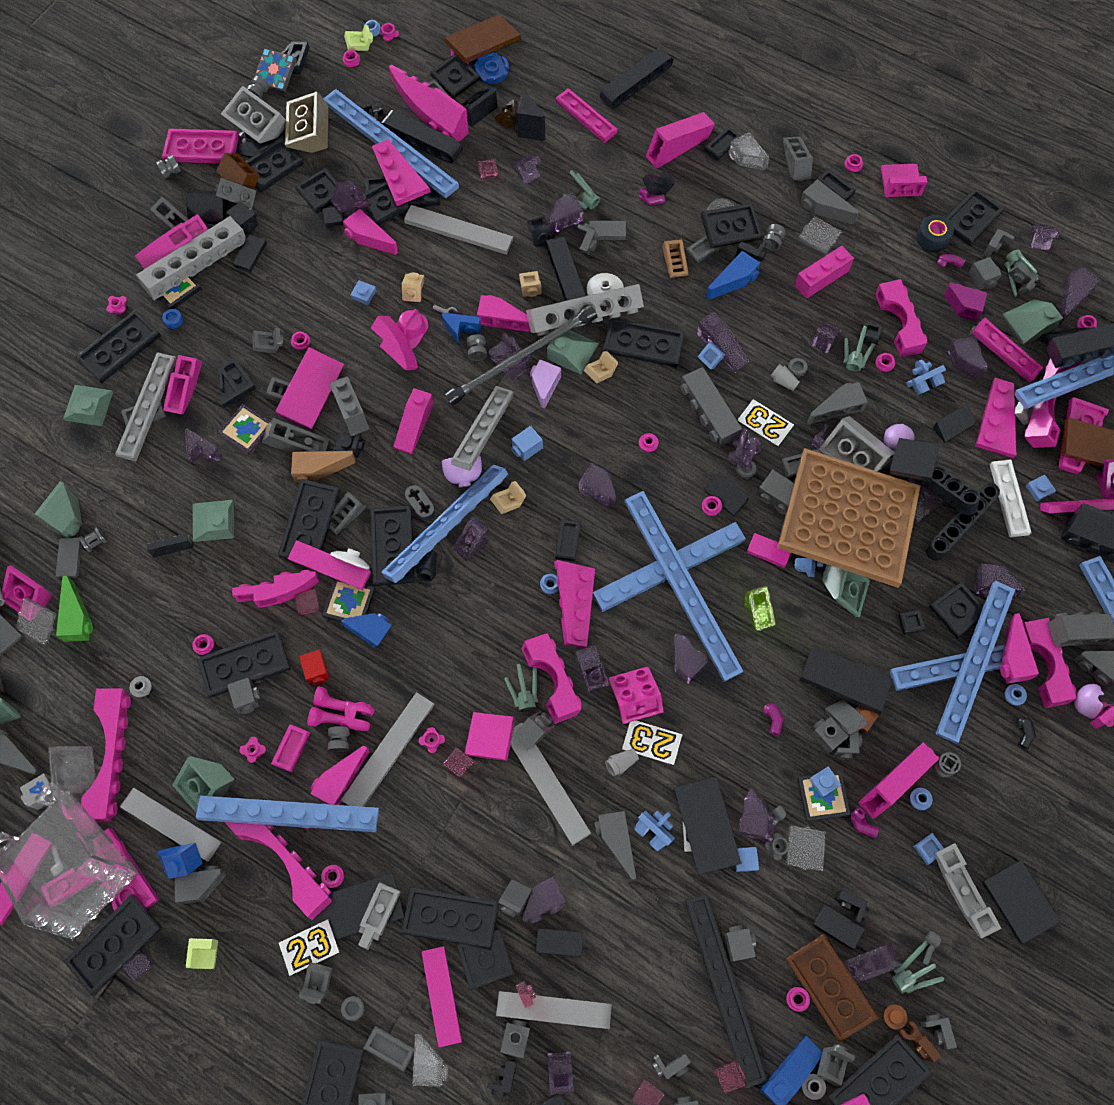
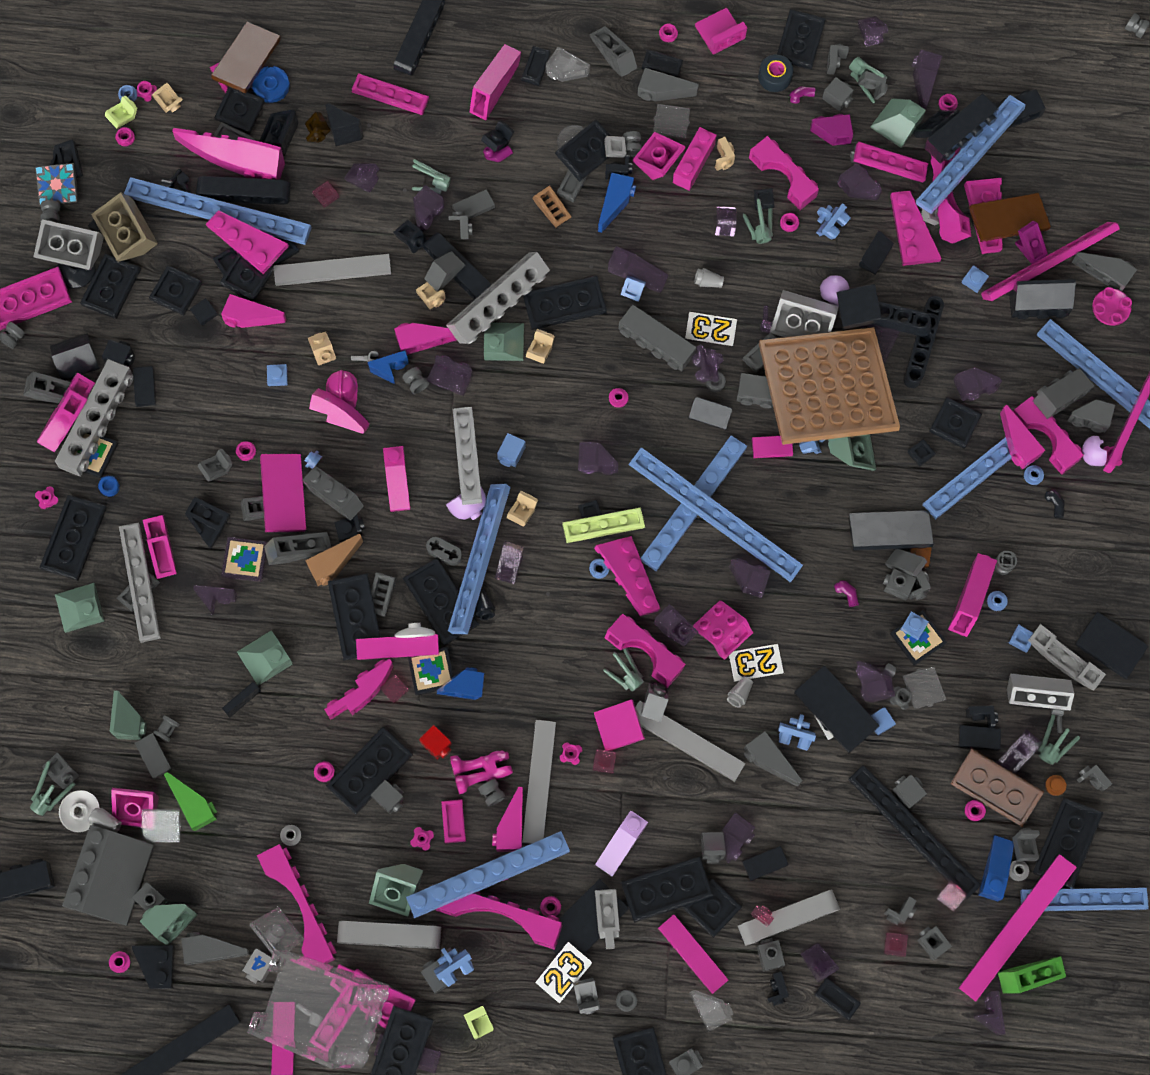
camera: 30 degrees left, 5 degrees up
(179, 860) = (416, 959): blue slope -> none
(214, 884) = (460, 961): none -> medium blue hips
(235, 192) = (98, 333): dark grey hinge -> none
(237, 170) = (87, 311): reddish brown brick -> none
(349, 197) = (213, 288): clear purple slope -> none
(351, 372) = (312, 459): none -> medium blue plate
(389, 1048) = (673, 1015): dark grey tile -> none
(401, 43) = (167, 98): none -> tan bracket
(431, 849) = (621, 843): none -> lavender slope
(544, 380) = (495, 383): lavender slope -> none
(550, 266) = (443, 270): none -> dark grey slope
(574, 546) = (603, 525): none -> yellowish green tile
(586, 315) = (505, 306): dark grey hose -> none
(597, 282) = (490, 264): white dish -> none
(711, 500) = (703, 424): dark pink plate -> none
(757, 231) = (615, 146): none -> light grey plate
(760, 608) = (790, 502): clear neon green slope -> none
(791, 254) = (658, 155): none -> dark pink slope
(797, 367) = (714, 263): dark grey tile -> none
(843, 402) = (772, 277): dark grey slope -> none
(856, 279) = (727, 153): none -> tan bracket
(860, 824) = (958, 646): magenta arm -> none
(923, 912) = (1040, 692): none -> light grey brick
(923, 1047) = (1086, 796): reddish brown plate -> none
(975, 662) = (989, 463): medium blue plate -> none
(1010, 498) = (953, 300): white tile -> none

